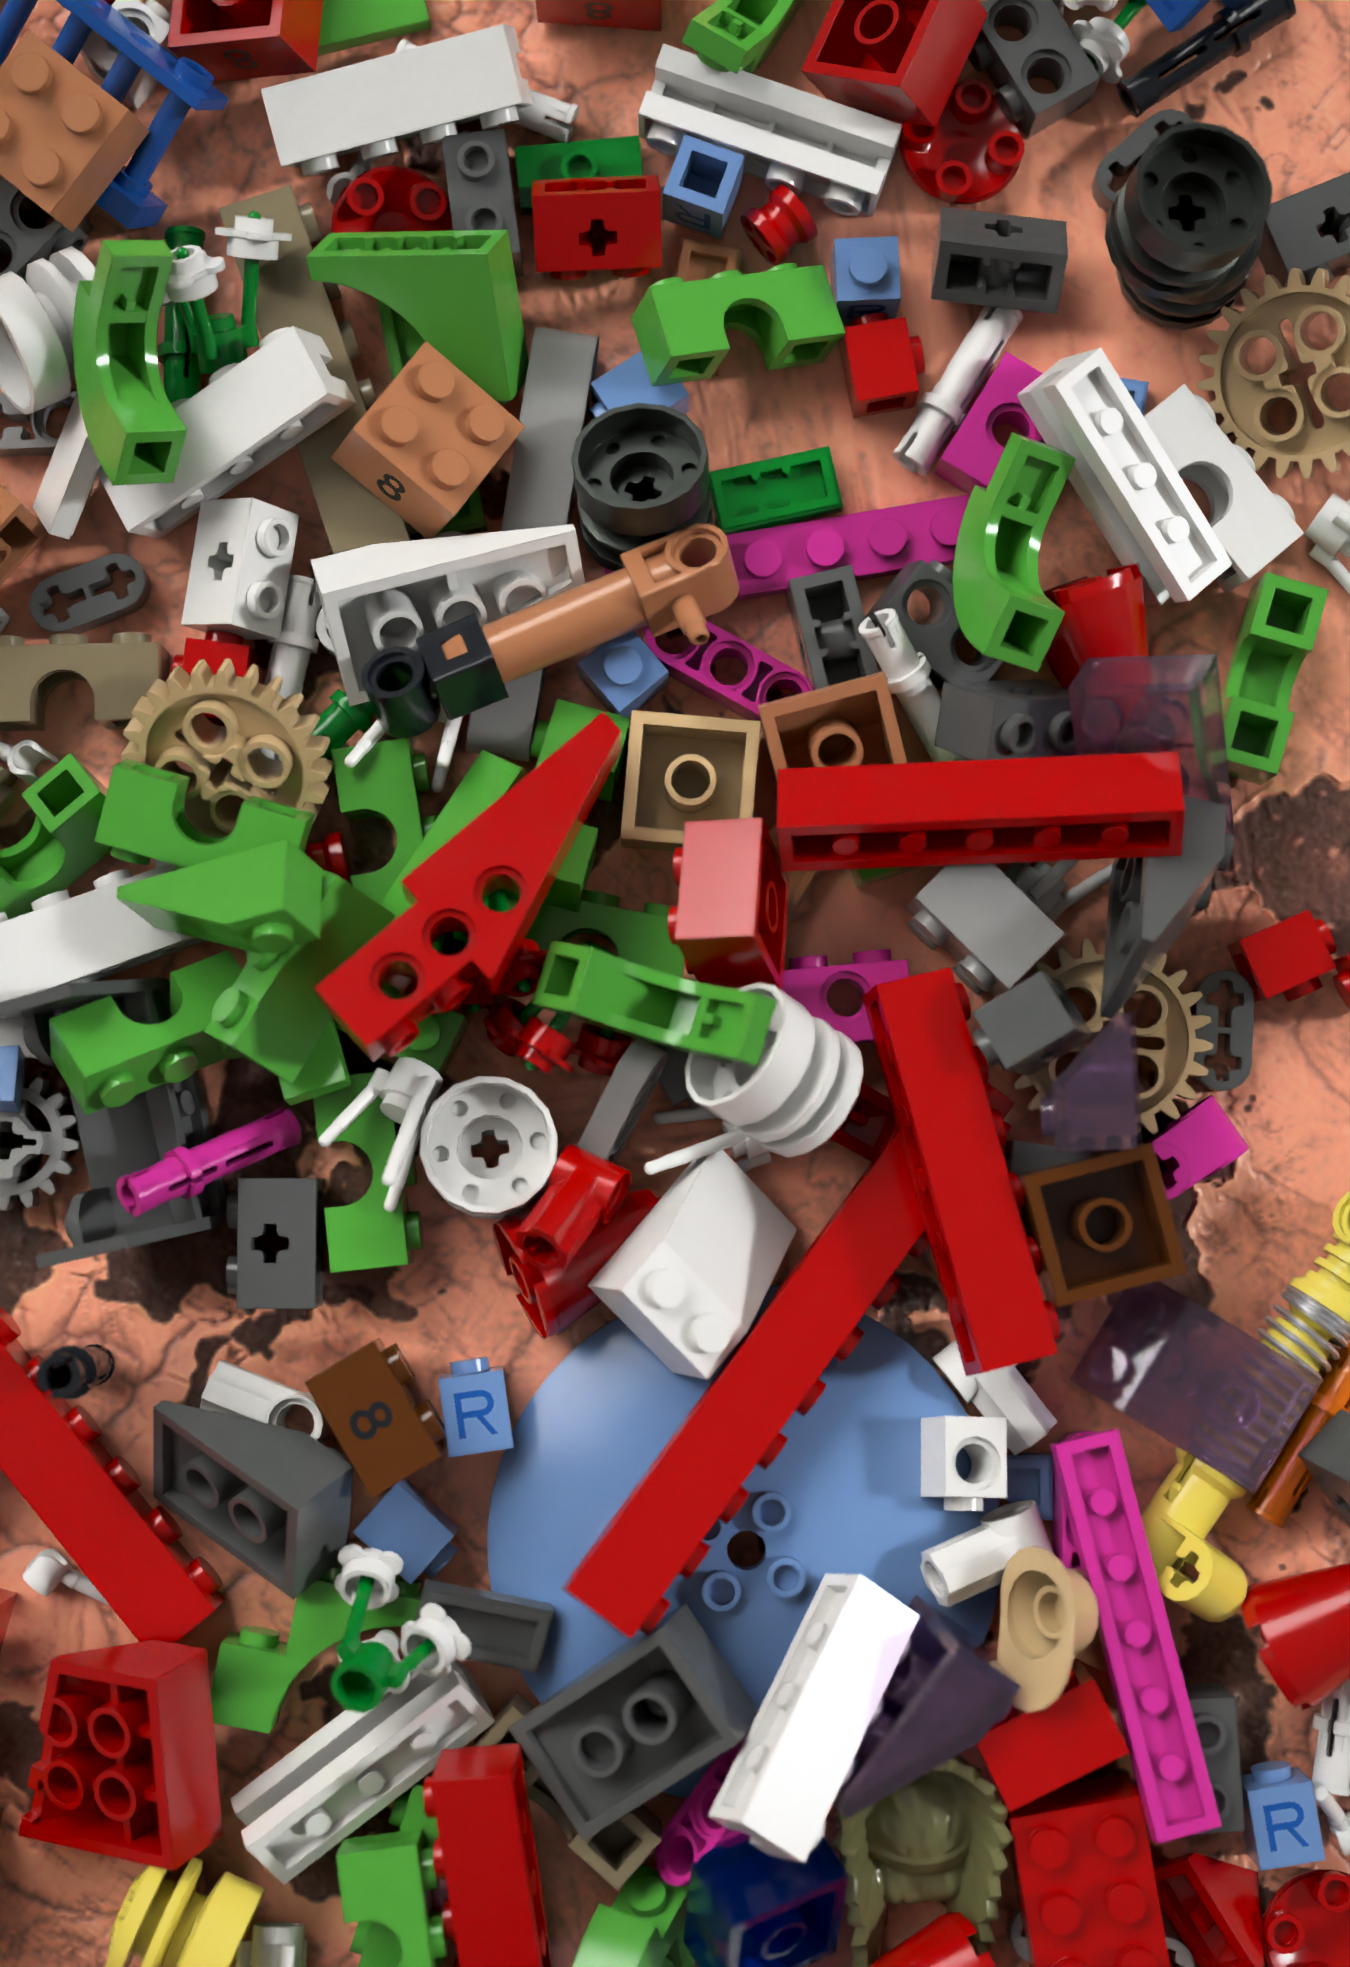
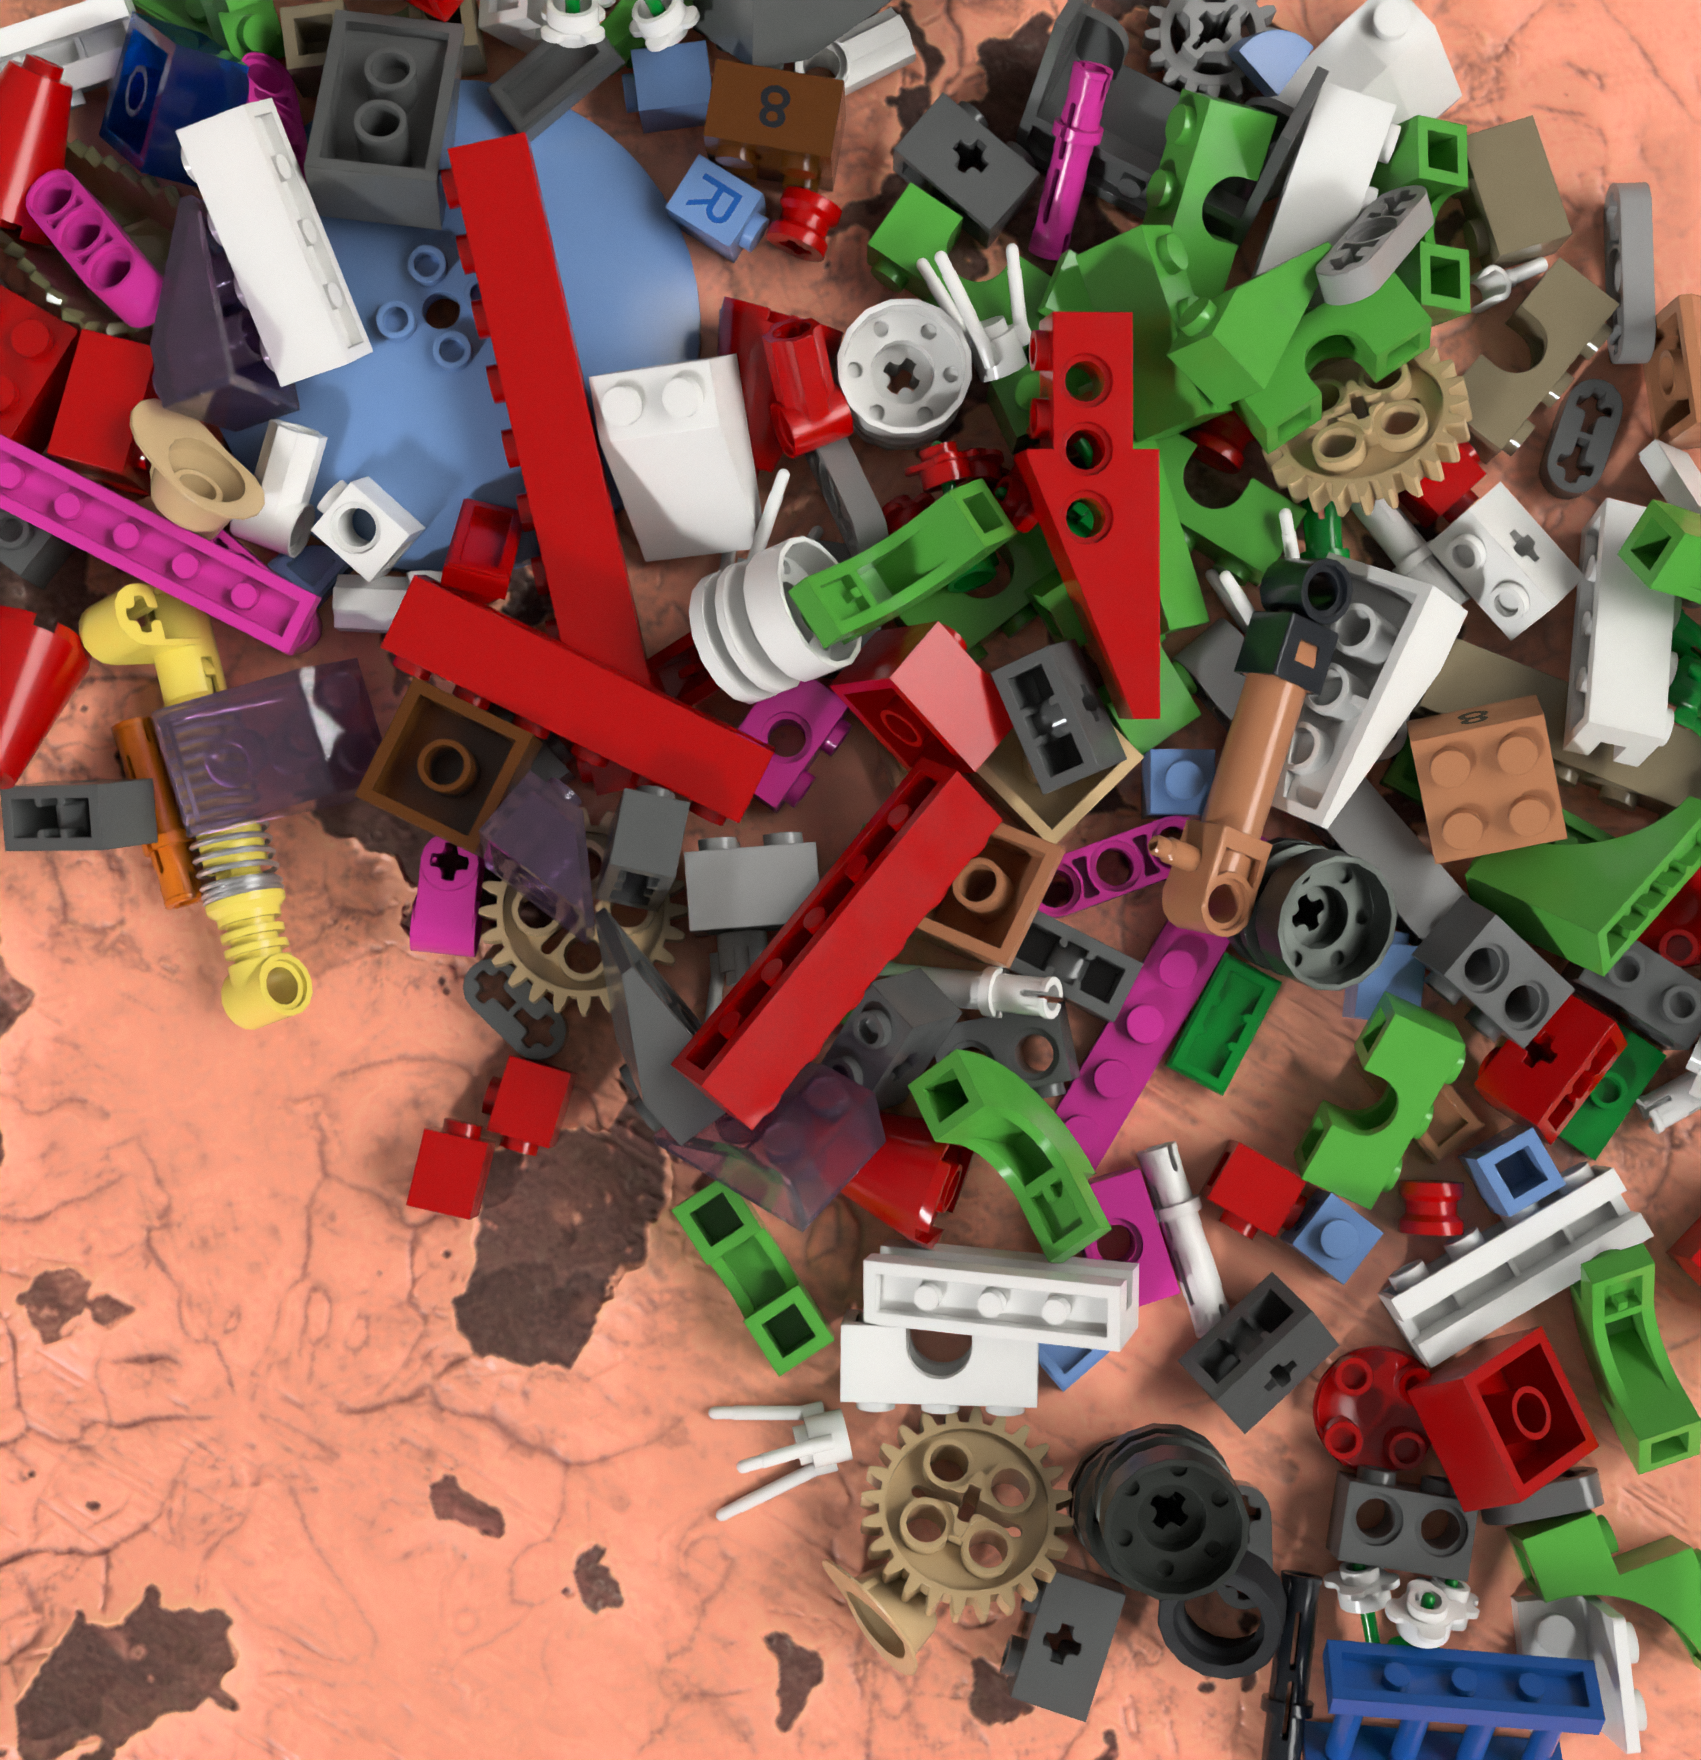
camera: 130 degrees right, 0 degrees up
(102, 845) = (1374, 245): none -> light grey beam
(429, 1332) = (804, 224): none -> red wheel
(572, 317) = (1497, 968): none -> dark grey brick
(664, 791) = (1058, 715): none -> dark grey brick
(906, 1349) = (483, 551): none -> red tile
(935, 1858) = (96, 247): none -> dark pink beam
(1226, 93) = (1226, 1656): none -> black tyre

